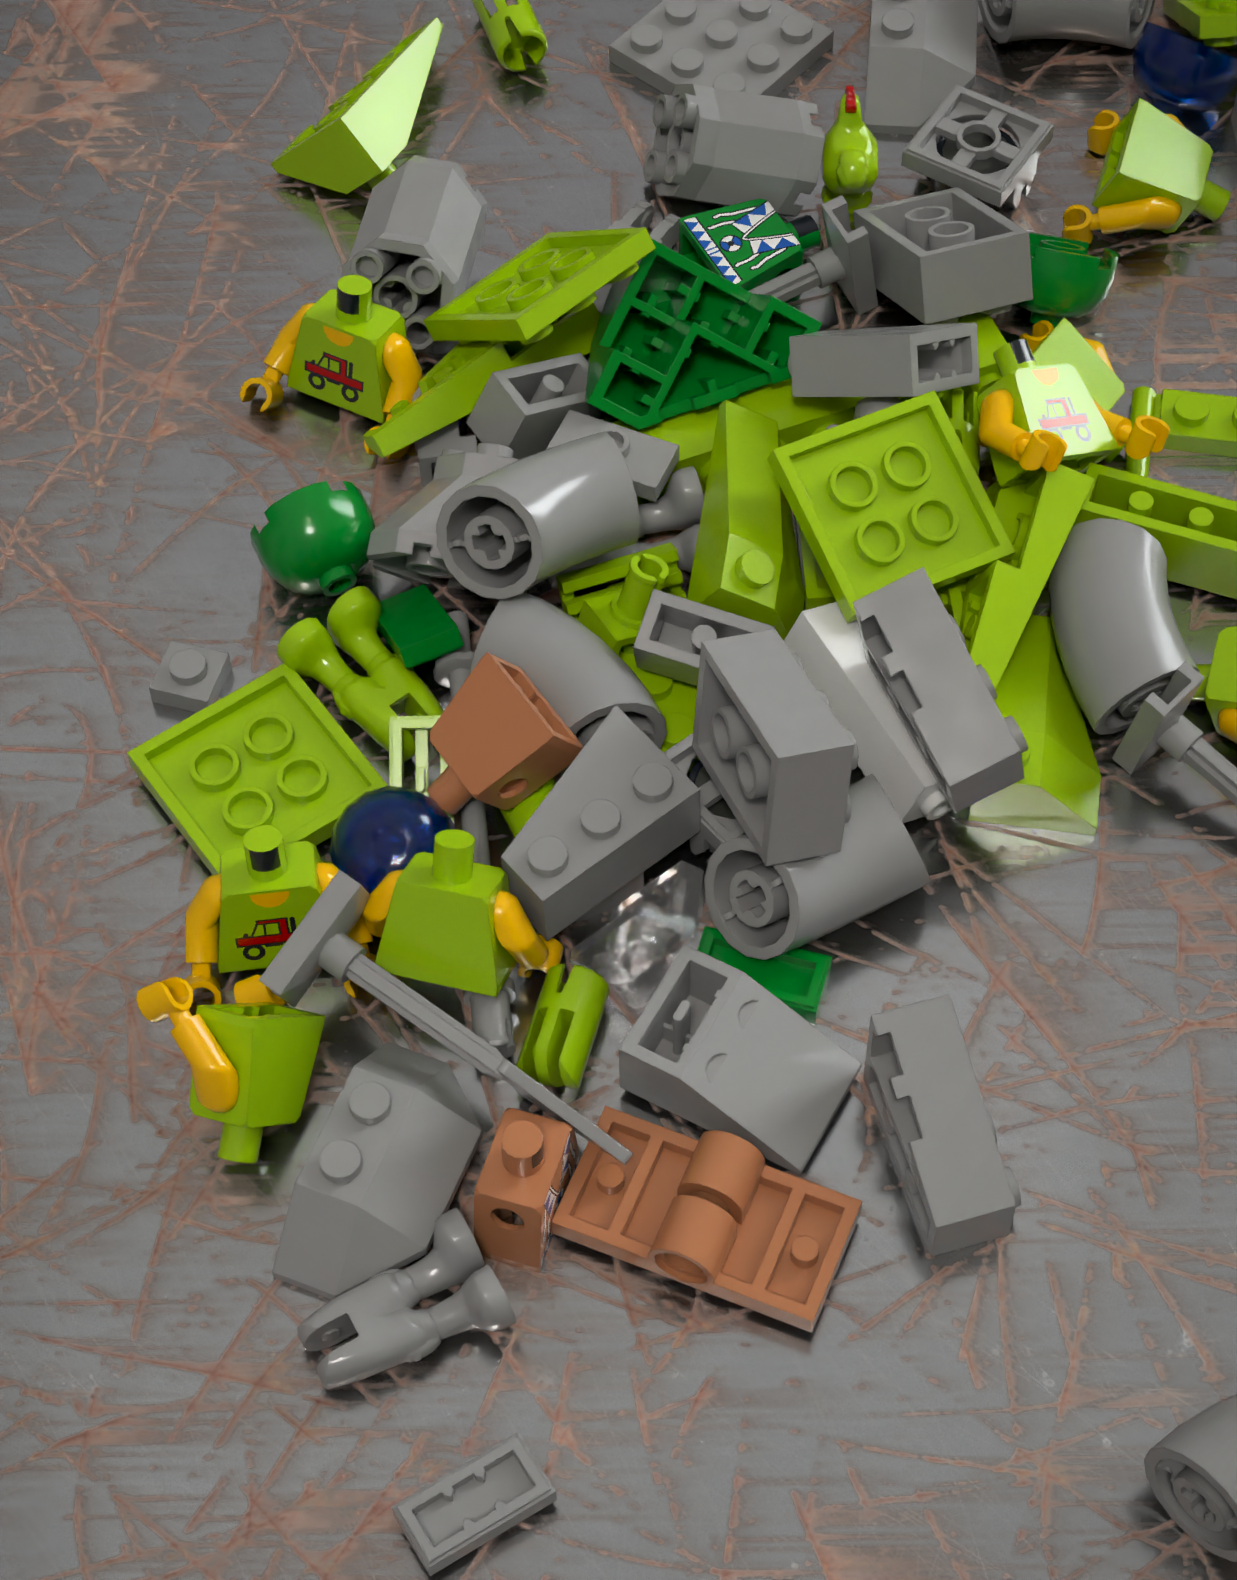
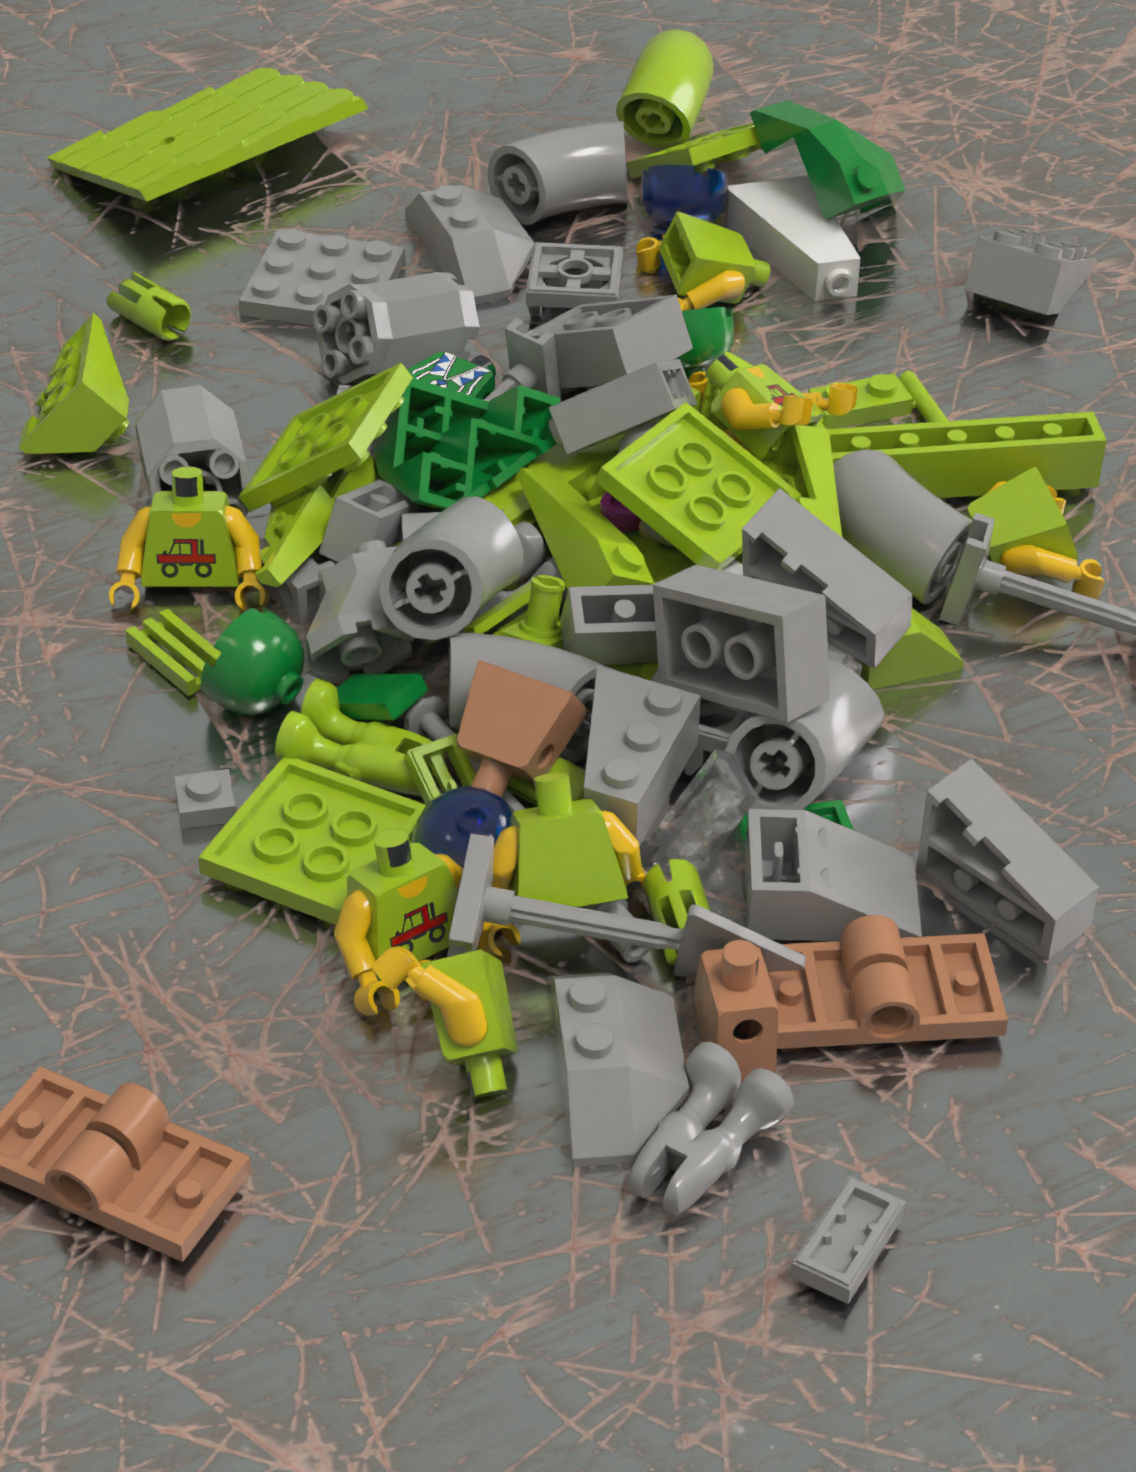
camera: 30 degrees left, 15 degrees down
(267, 449) = (185, 647): none -> lime tile
(849, 156) = (494, 310): lime animal -> none

